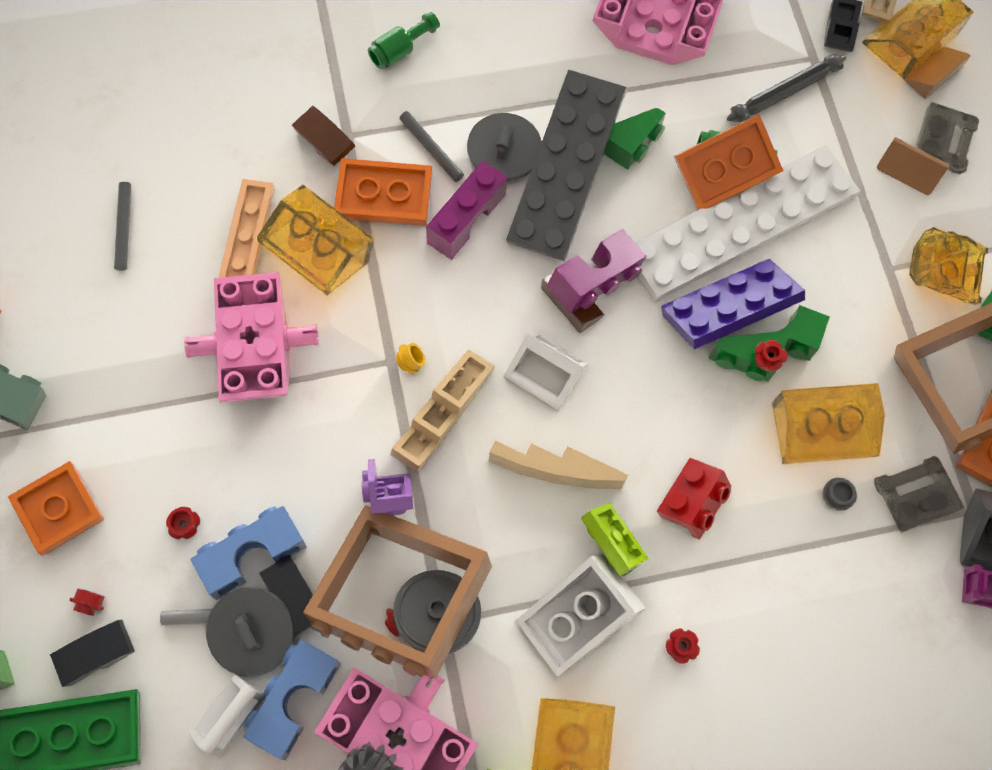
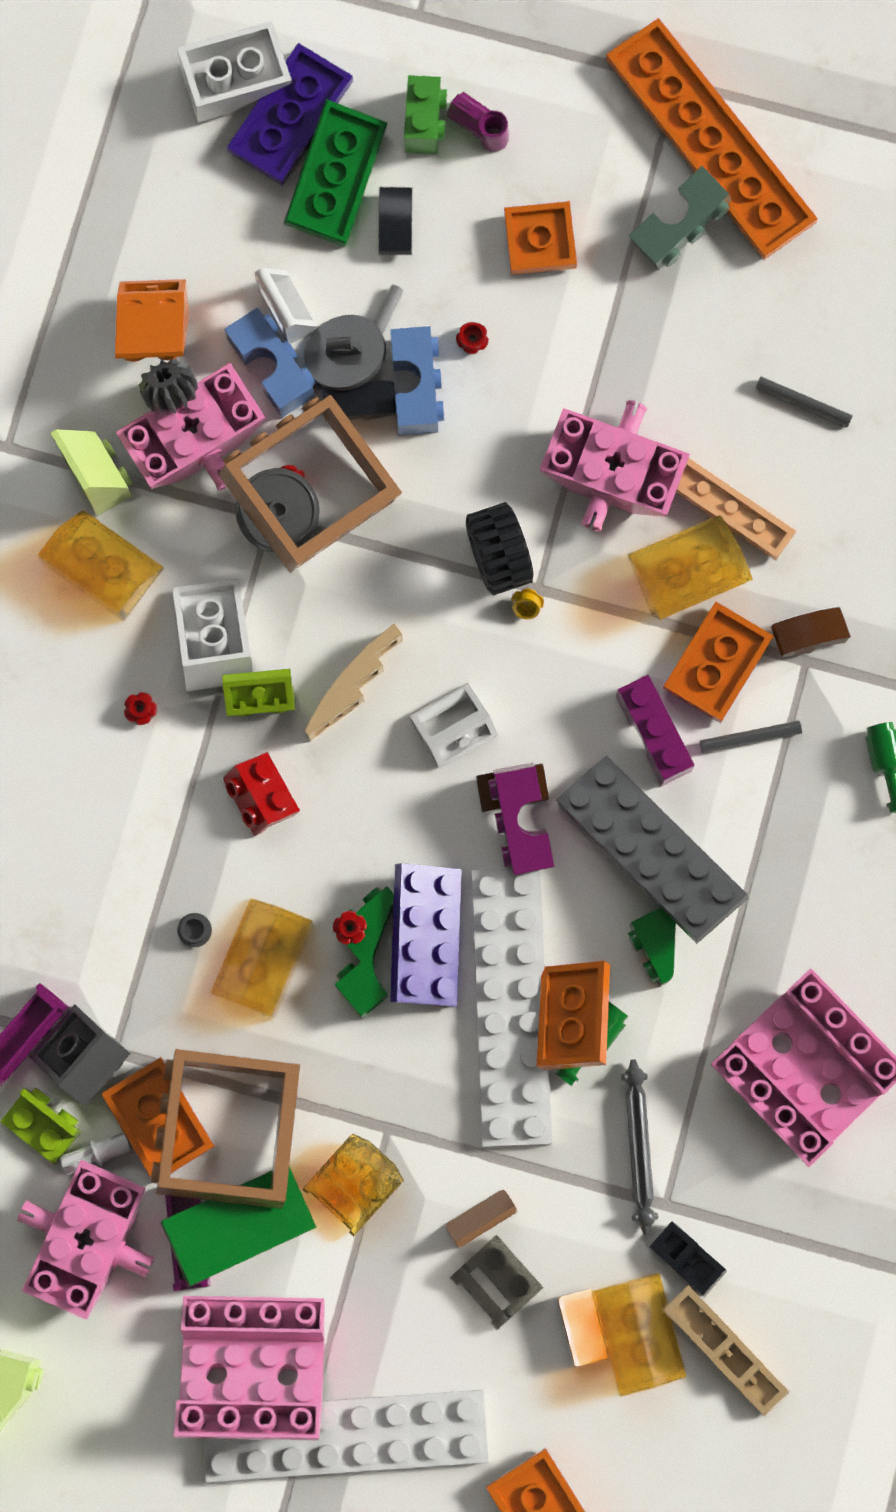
camera: 125 degrees right, 10 degrees up
(87, 602) = (442, 233): red plate -> none
(376, 392) = (499, 548): none -> black tyre
(386, 493) = (405, 517): medium lavender bracket -> none
(442, 410) = (461, 610): tan slope -> none
(504, 143) = (714, 807): dark grey shield -> none
(924, 503) = (144, 998): clear smoke plate -> none

